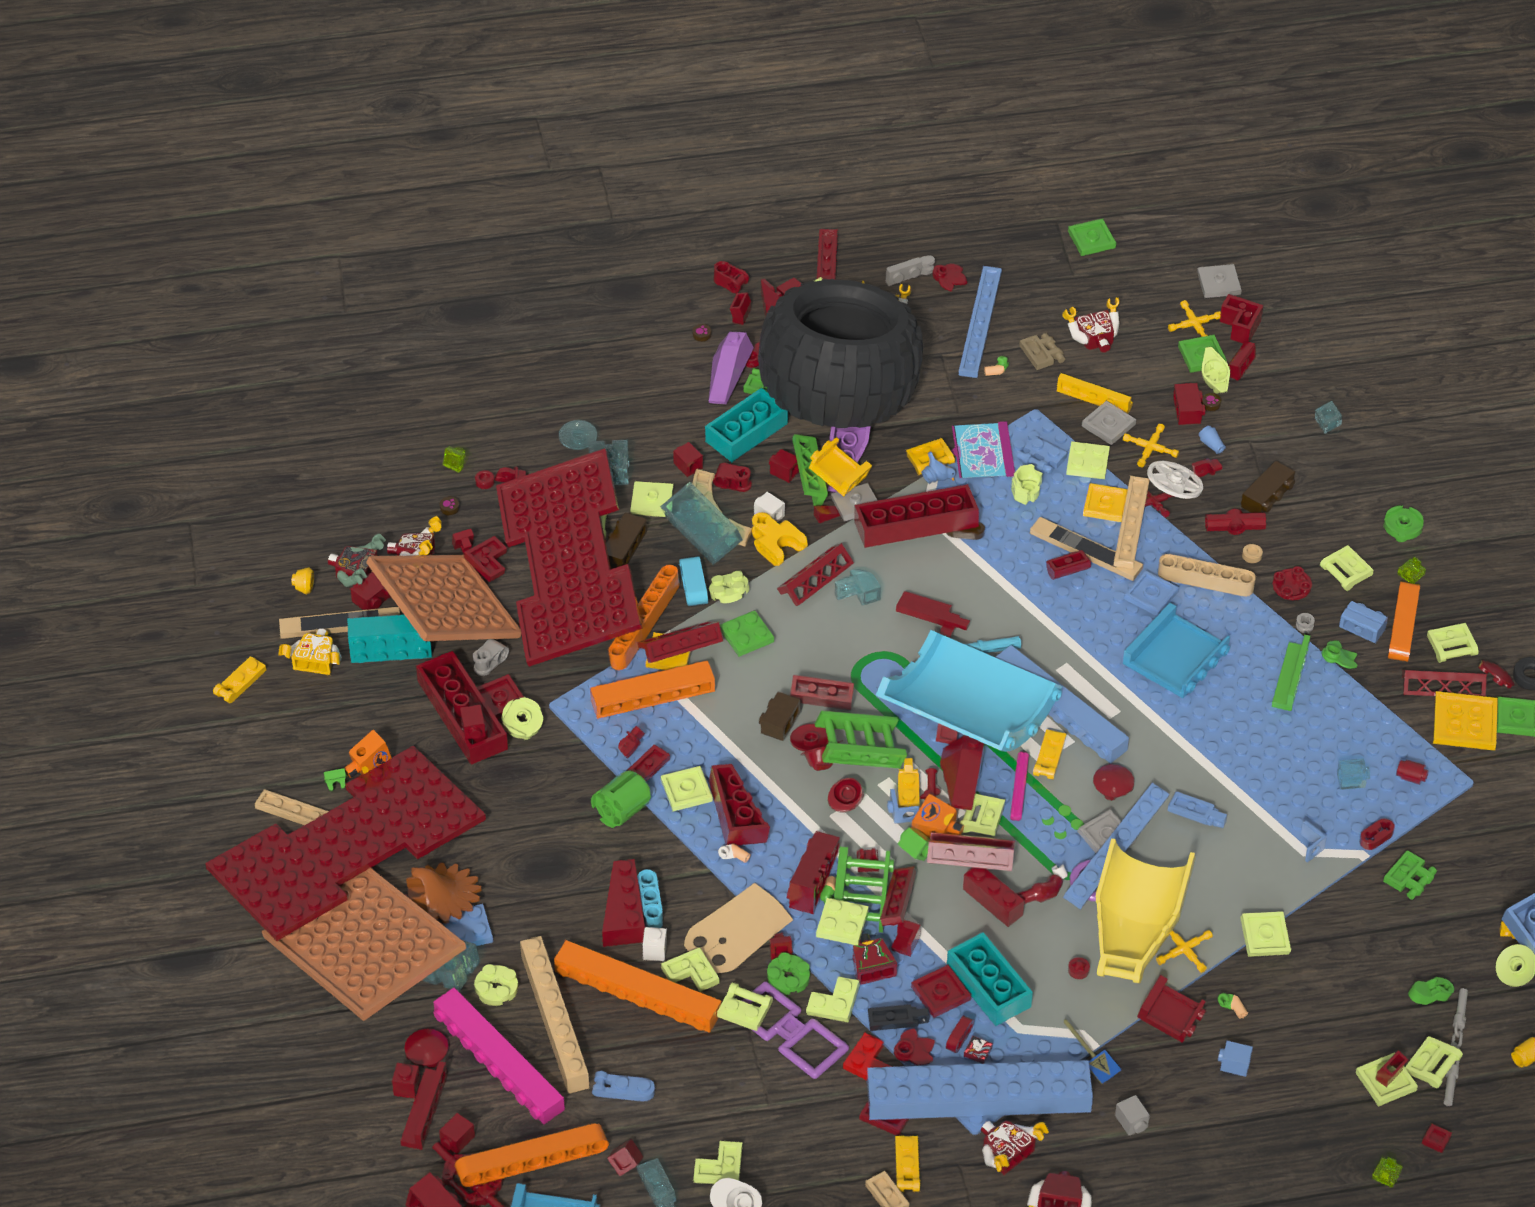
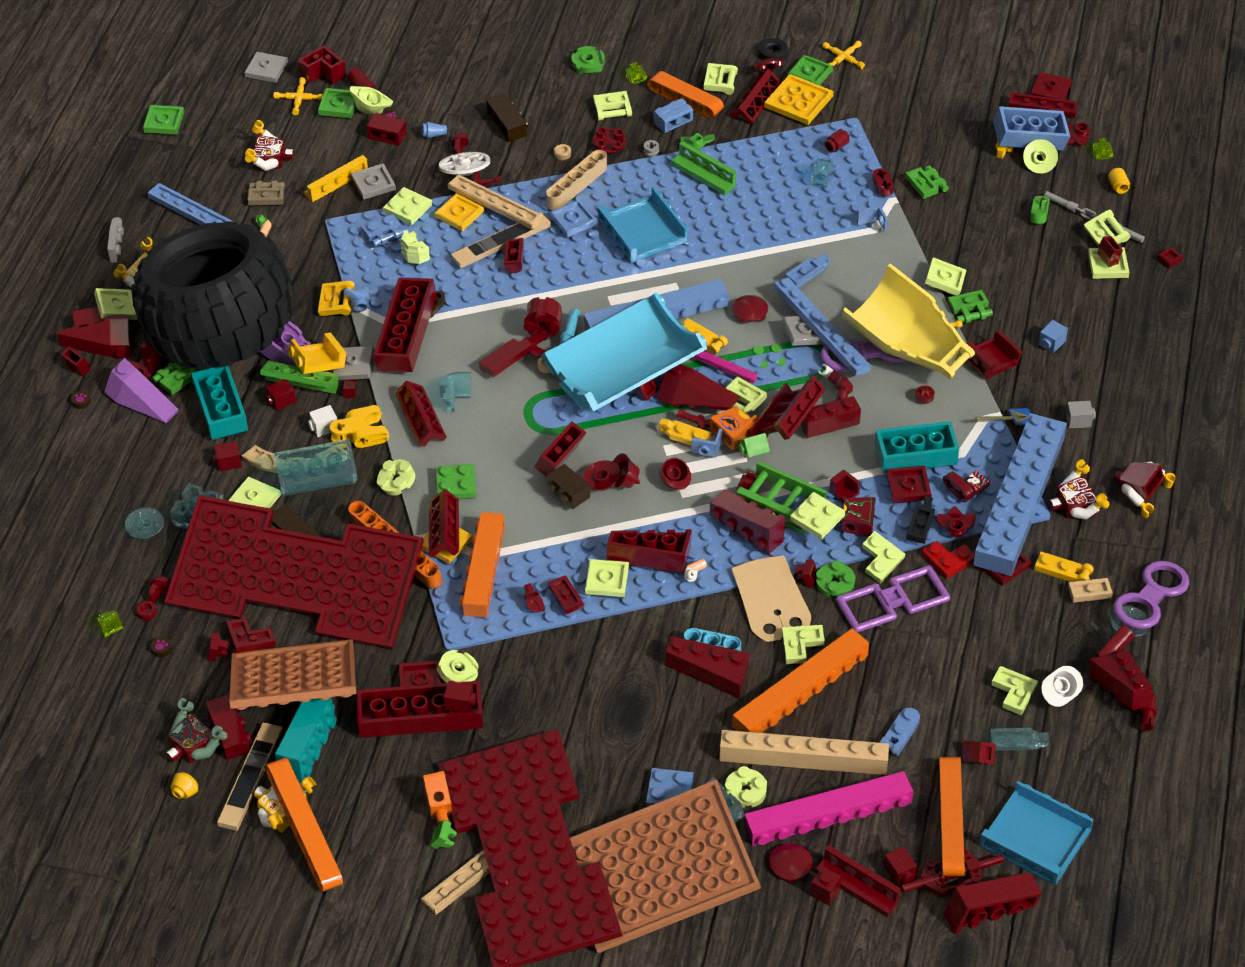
camera: 65 degrees left, 0 degrees up
(240, 680) = (271, 878): yellow plate -> none
(293, 672) = (304, 824): none -> orange beam
(417, 543) = (205, 682): torso -> none
(443, 891) = (623, 791): dark orange piece -> none
(489, 657) = (367, 672): light grey piece -> none
(621, 798) = (593, 625): bright green cylinder -> none
(654, 944) = (763, 656): white brick -> none
(693, 581) = (378, 499): medium azure beam -> none
(728, 276) = (30, 357): dark red piece -> none
(731, 477) = (267, 434): dark red piece -> none
(742, 1012) = (866, 620): yellowish green plate -> none
(827, 254) = (54, 288): dark red tile -> none
(859, 754) = (642, 449): bright green fence -> none
(898, 896) = (812, 474): dark red plate -> none
(949, 276) = (137, 219): dark red plate -> none
(983, 450) = (351, 263): sticker -> none
(986, 615) = (543, 317): none -> dark red brick
(1150, 445) = (412, 167): yellow piece -> none
(1232, 1002) = (997, 320): arm -> none
(1235, 521) = (527, 147): dark red piece -> none
(1242, 967) = (969, 302): none -> bright green plate
(1328, 417) = (459, 56): clear light blue brick -> none
(1387, 1171) = (1189, 294): clear neon green tile -> none

